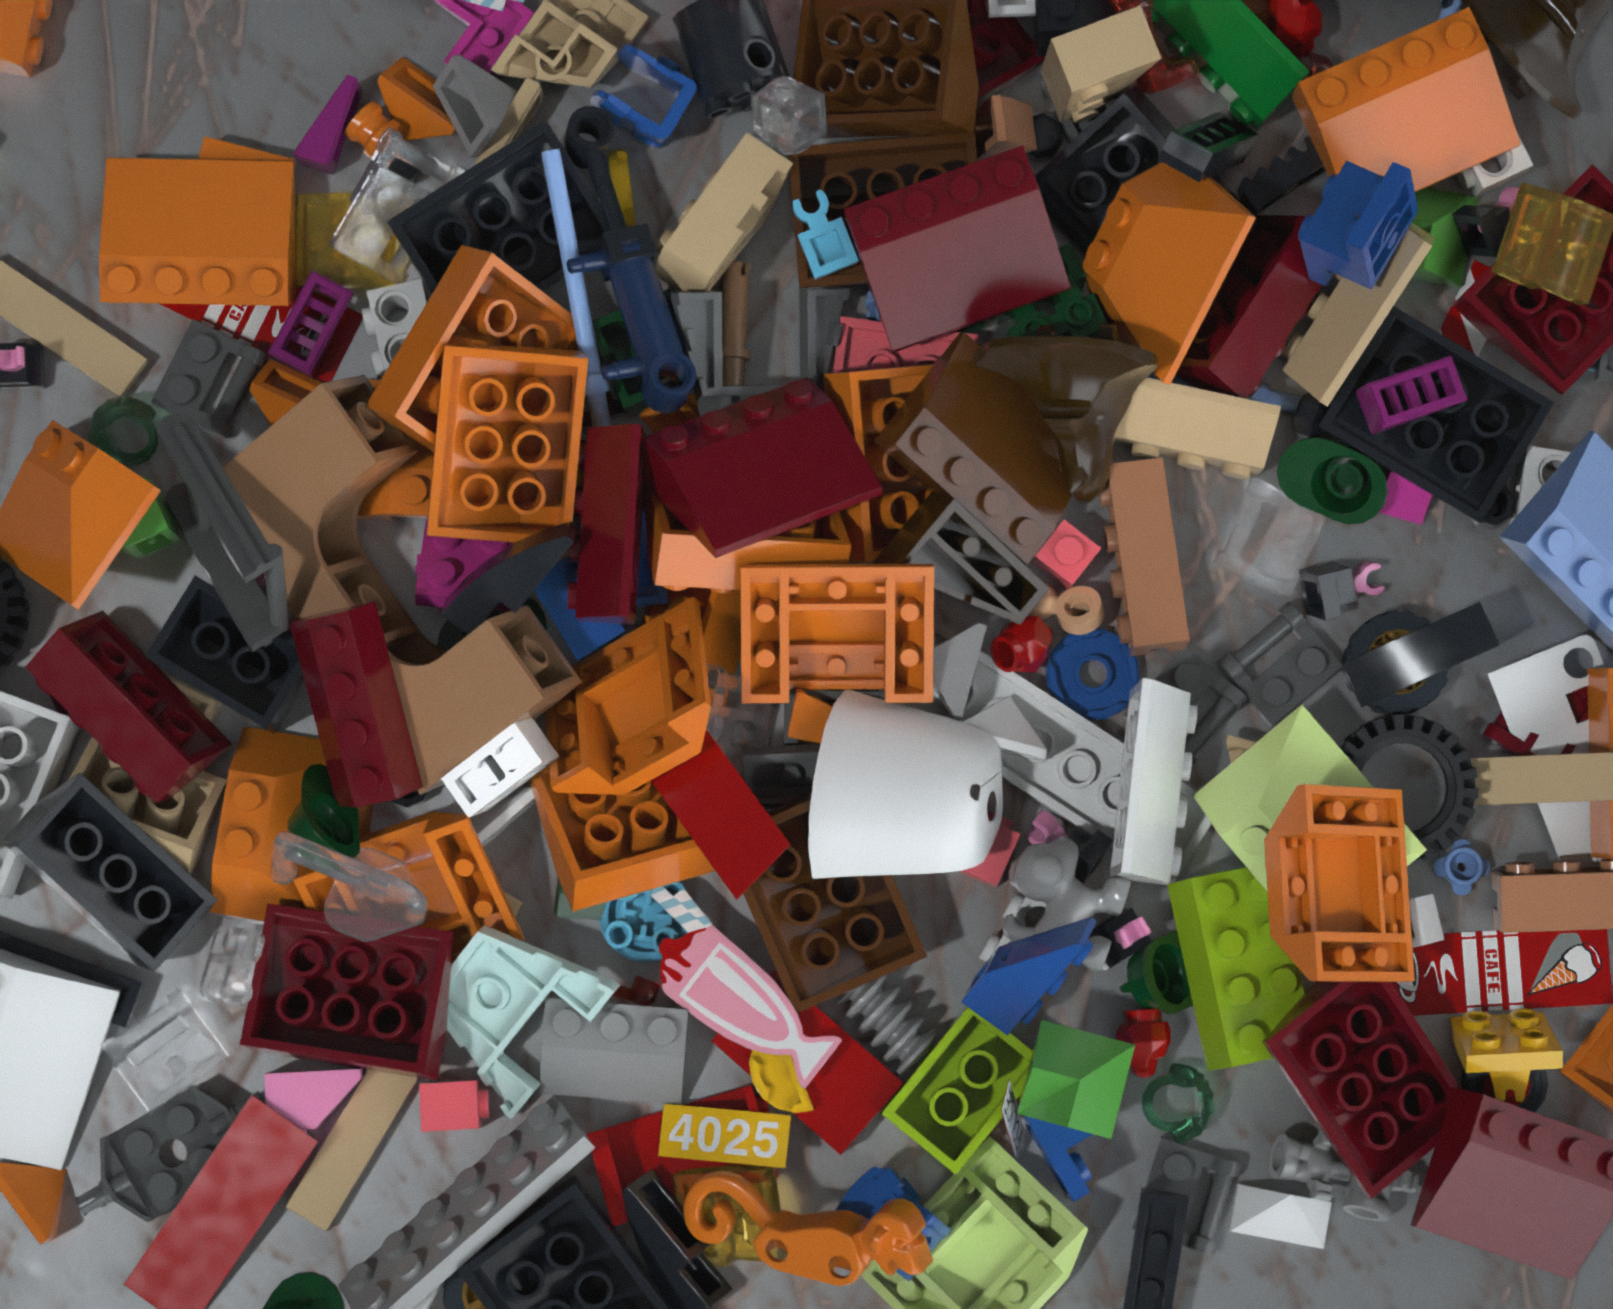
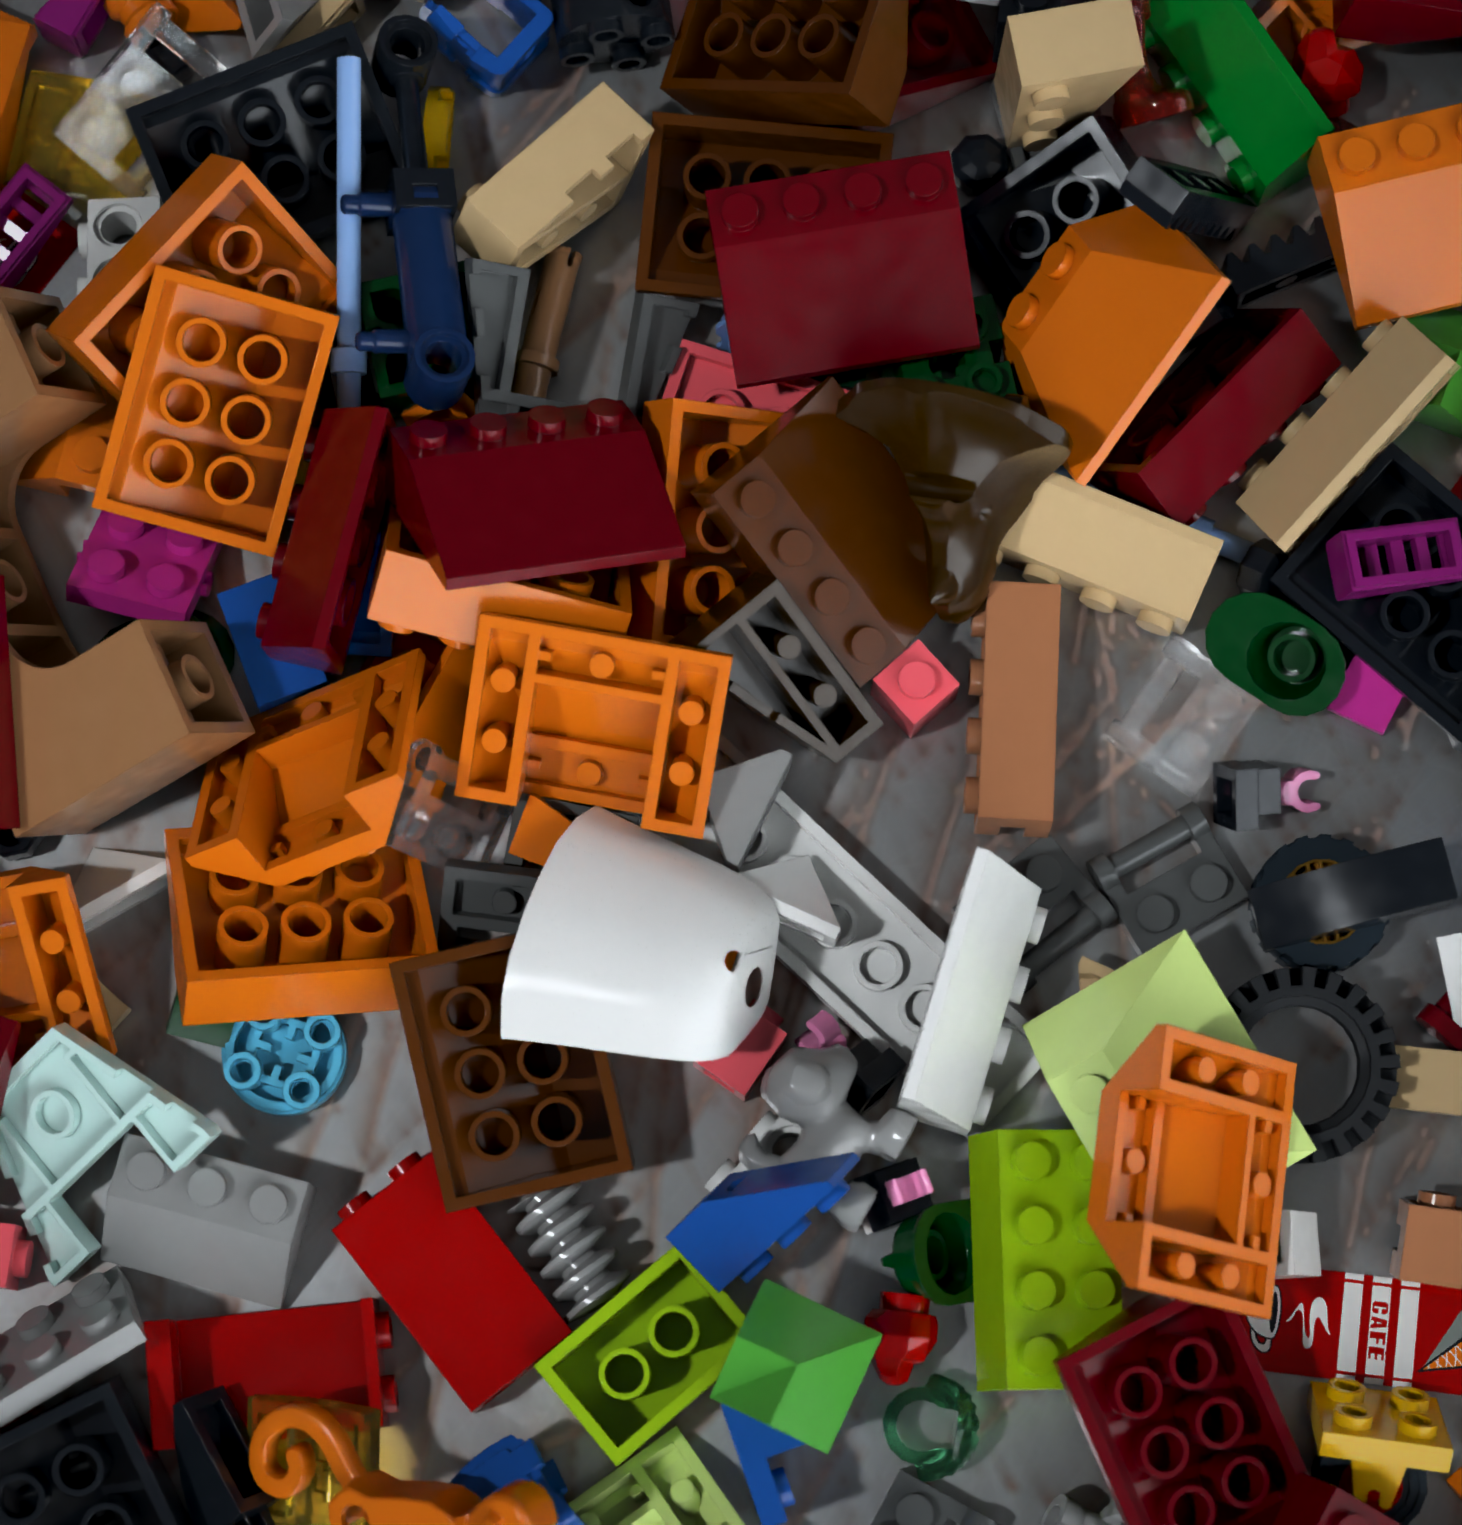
camera: 15 degrees right, 5 degrees down
(500, 767) = (124, 820): white brick -> none
(507, 577) = (185, 577): black slope -> none
(642, 991) = (258, 1152): clear red hand -> none
(722, 816) = (397, 933): red sticker -> none
(724, 1135) = (326, 1358): yellow sticker -> none
(733, 992) = (371, 1170): sticker -> none
(777, 1082) = (408, 1287): yellow tile -> none
(788, 115) = (660, 68): clear brick -> none
(825, 243) = (678, 234): medium azure plate -> none
(1003, 125) = (934, 126): nougat slope -> none
(1012, 1120) = (704, 1409): white sticker -> none
(1022, 646) = (836, 793): red rock -> none
(1069, 606) = (915, 760): light nougat plate -> none
(1099, 647) = (927, 813): blue tile -> none
(1358, 224) = (1364, 319): blue bracket -> none
(1474, 867) = (1377, 1185): medium blue plate -> none

